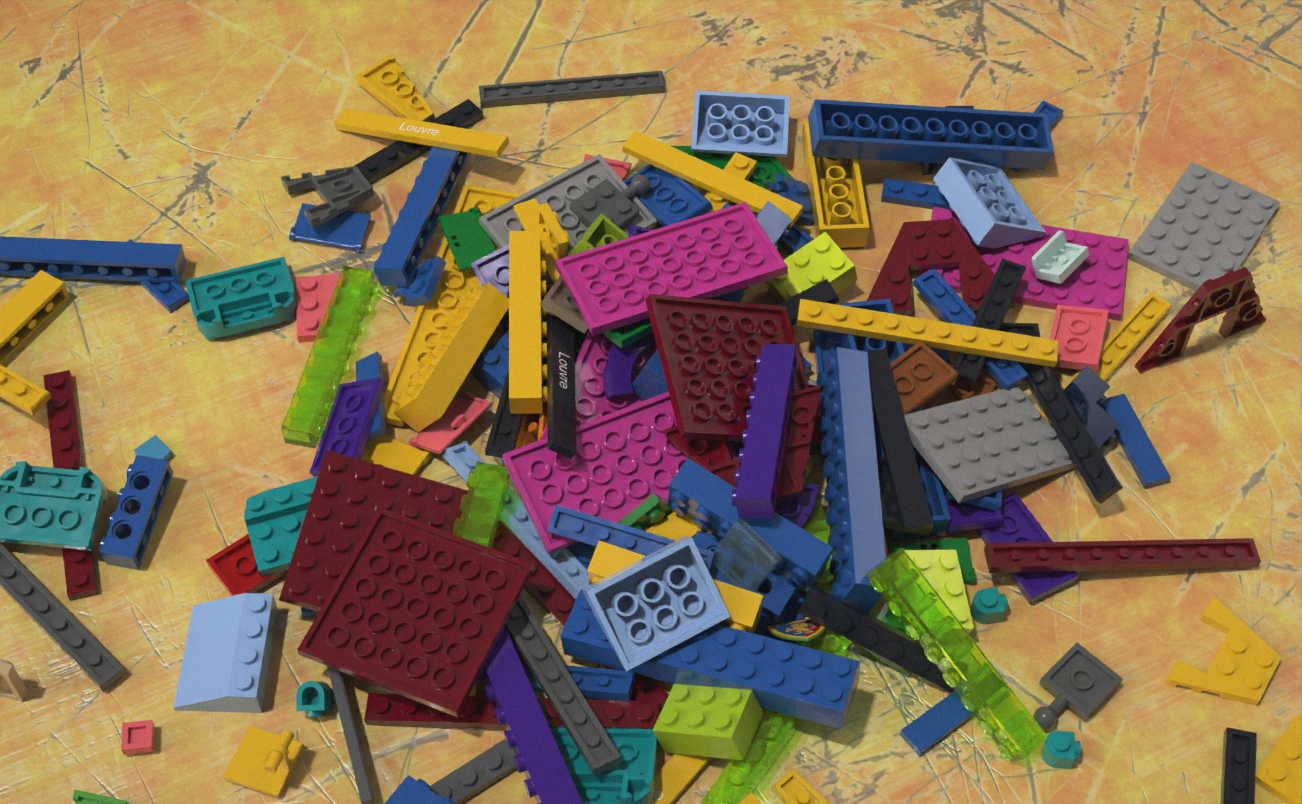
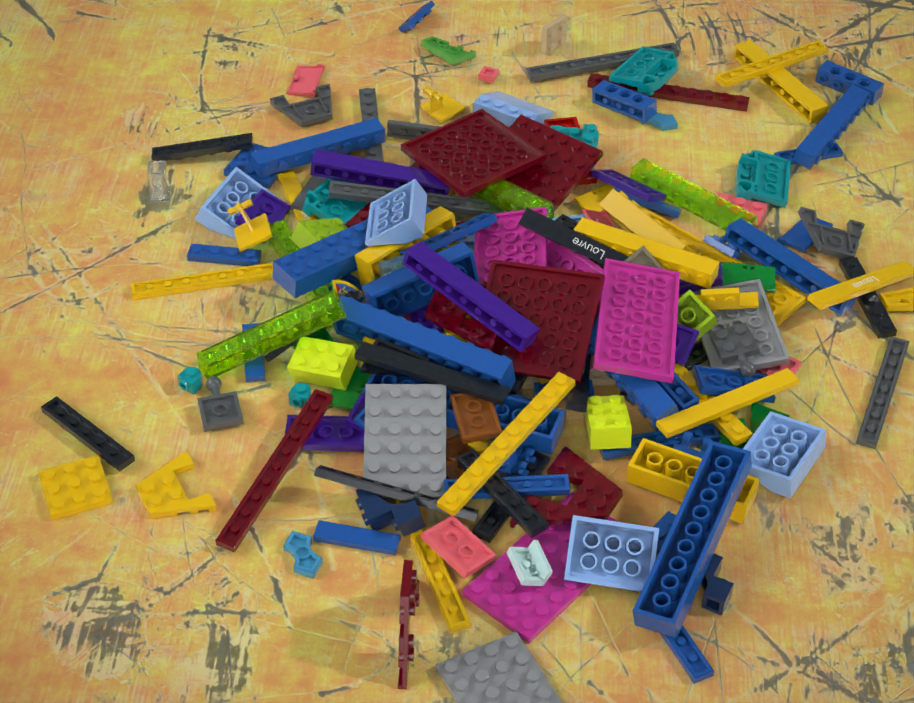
camera: 120 degrees right, 10 degrees down
(1190, 487) = (306, 561): none -> dark azure tile

